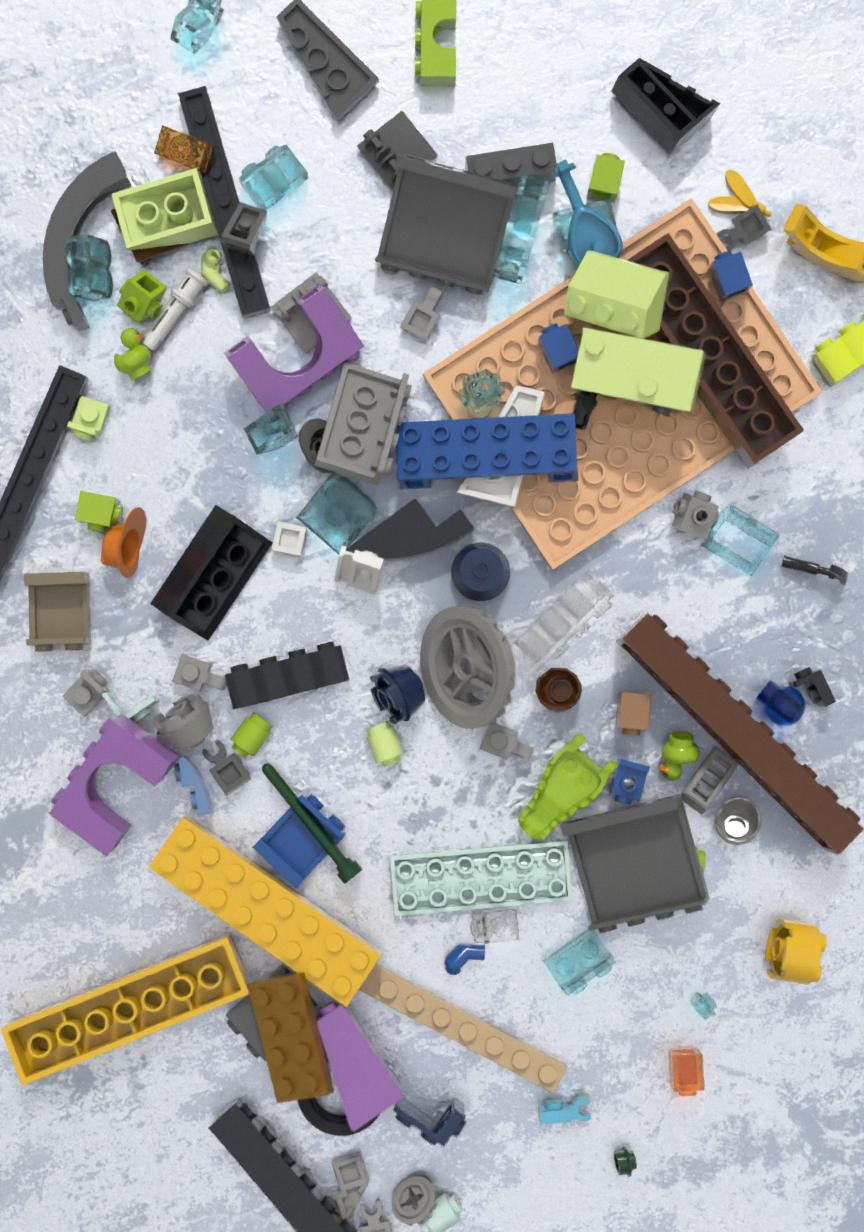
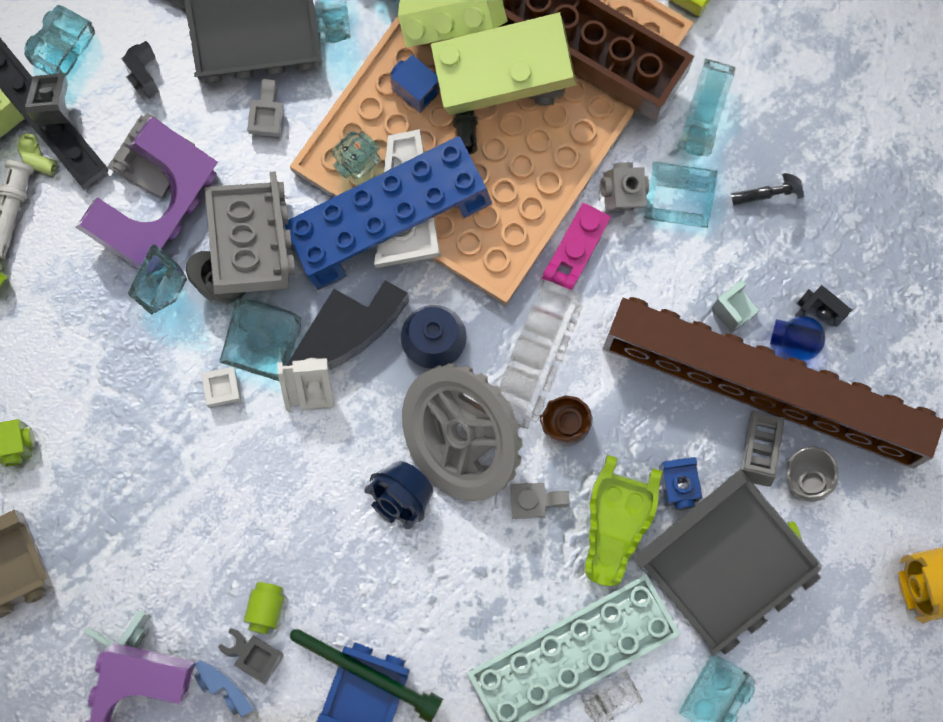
camera: 20 degrees left, 10 degrees down
(86, 692) = (68, 639): light grey bracket -> none
(123, 543) = (47, 462): orange piece -> none
(185, 723) = (187, 624): light grey cone -> none
(195, 673) = (178, 569): light grey plate -> none
(211, 572) = (153, 455): black slope -> none
(286, 677) = (277, 529): black brick -> none
(327, 238) = (134, 62): none -> black bracket
(384, 744) = (410, 555): yellowish green brick -> none
(633, 545) = (577, 246): none -> dark pink plate
(633, 712) = (653, 410): medium nougat brick -> none
(677, 751) = (716, 430): lime animal -> none
(704, 1005) = (869, 685): clear light blue plate -> none
(741, 655) = (735, 307): none -> light aqua panel
(796, 475) = (706, 108): none -> clear light blue arch

